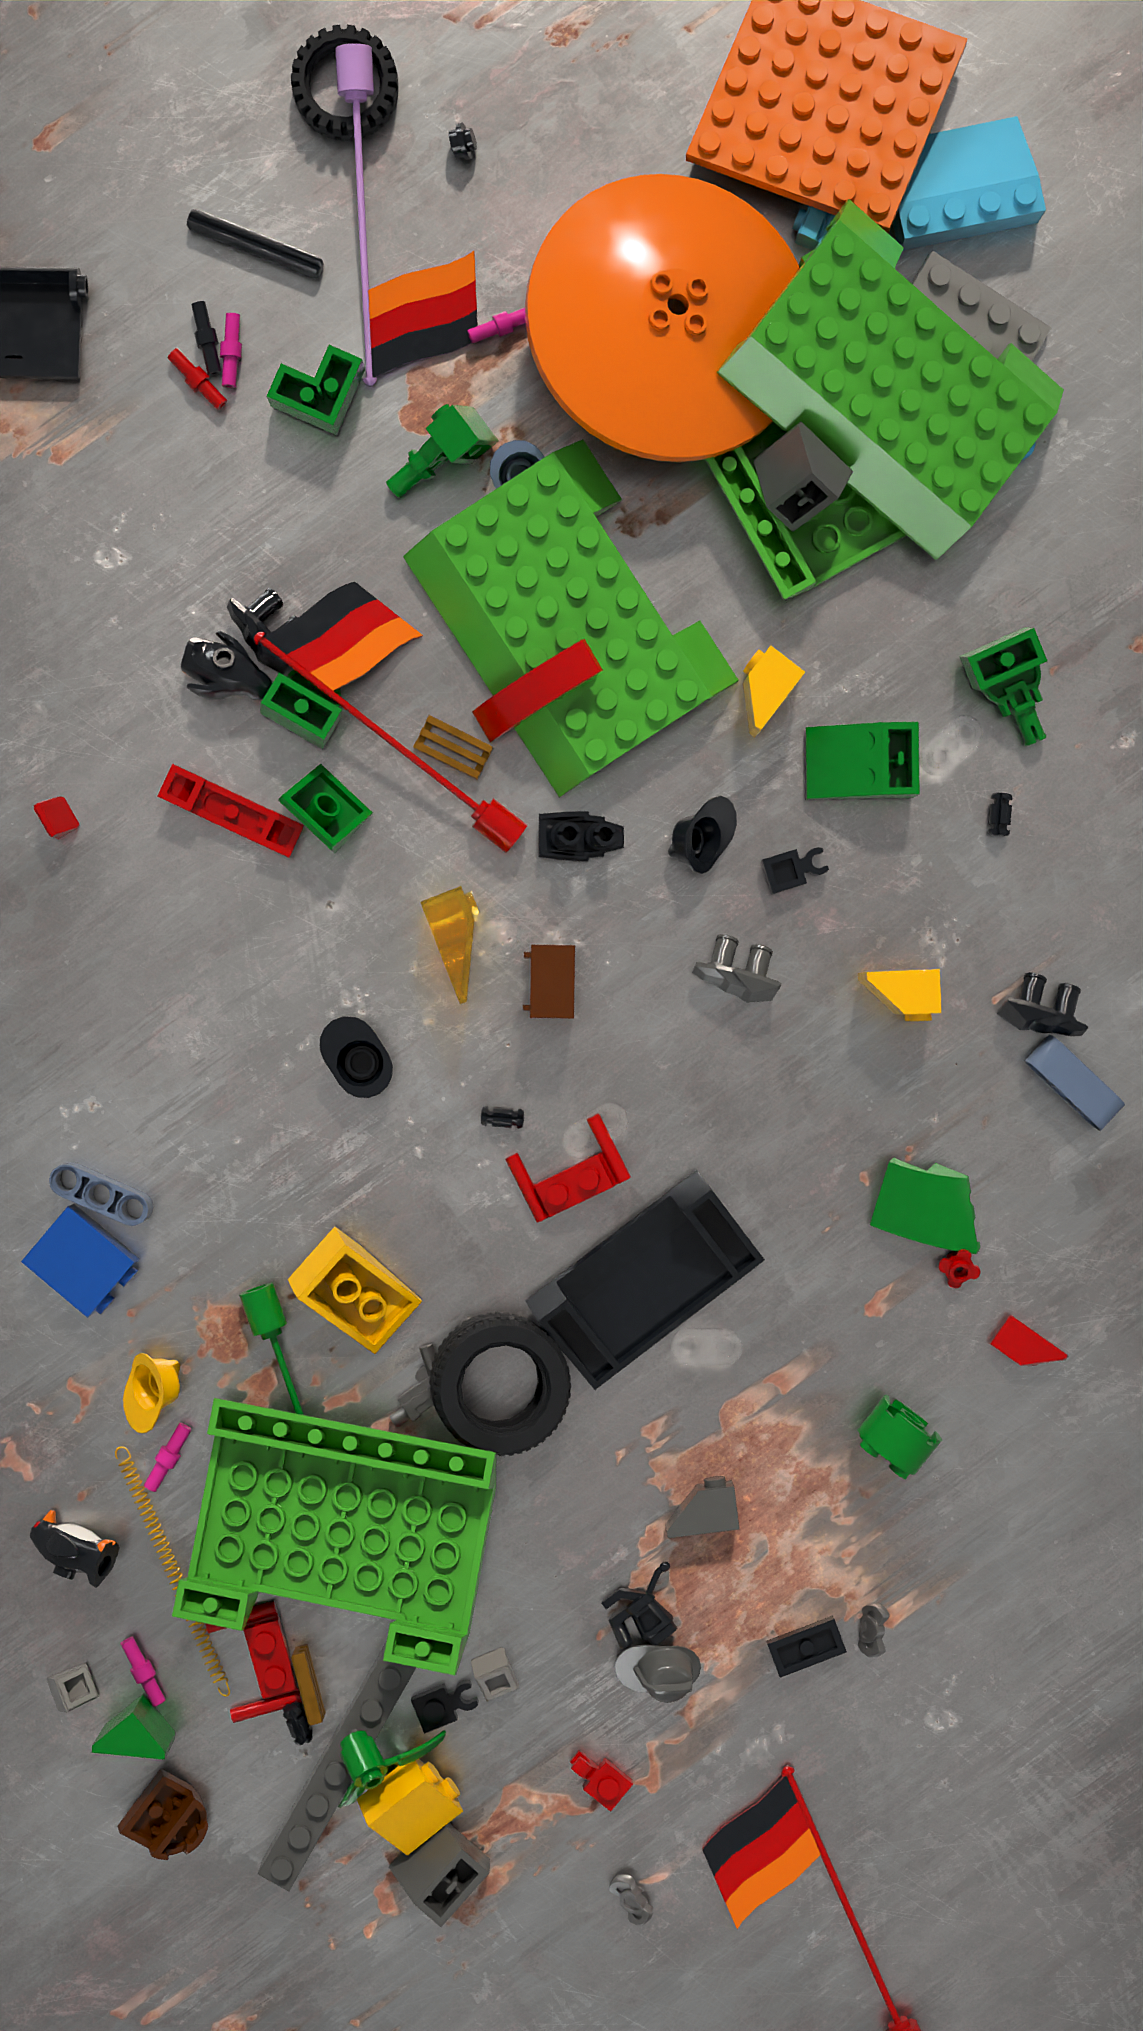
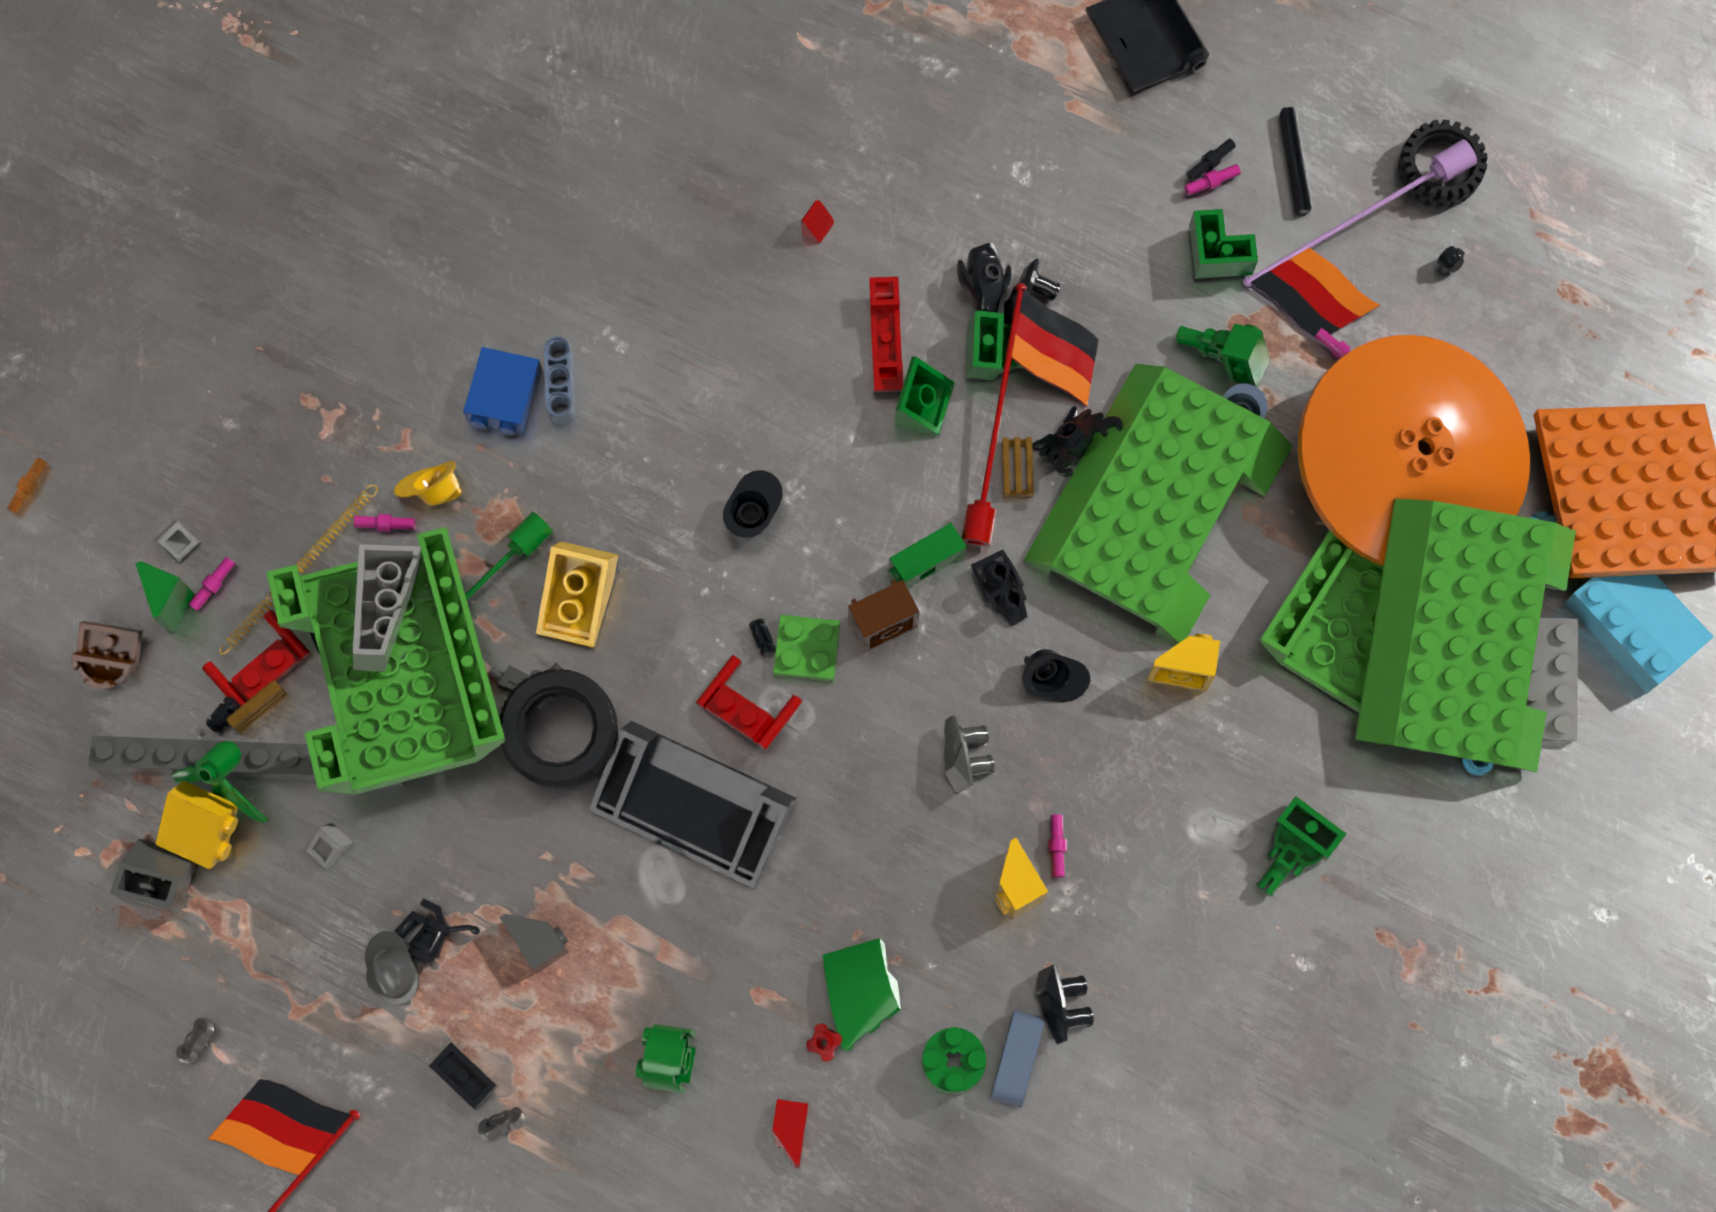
camera: 60 degrees right, 15 degrees down
(74, 1549) = (283, 487): black animal -> none
(197, 379) = (1179, 167): red bar -> none
(264, 1506) = (382, 595): none -> light grey wedge
(438, 1707) = (284, 815): black plate -> none
(454, 932) = (879, 531): clear yellow slope -> none
(455, 672) = (1073, 438): none -> black animal
(506, 900) = (927, 556): none -> green brick
(537, 689) = (1094, 495): red slope -> none
(538, 1076) = (806, 648): none -> bright green plate
(604, 1781) = (280, 973): red plate -> none
(788, 871) = (1061, 752): black plate -> none
(800, 476) = (1356, 599): dark grey slope -> none
(863, 761) = (1174, 765): green slope -> none
(882, 926) = (1057, 846): none -> dark pink bar
(1000, 814) = (1192, 892): black piece -> none
(1064, 1160) = (953, 1042): none -> green brick

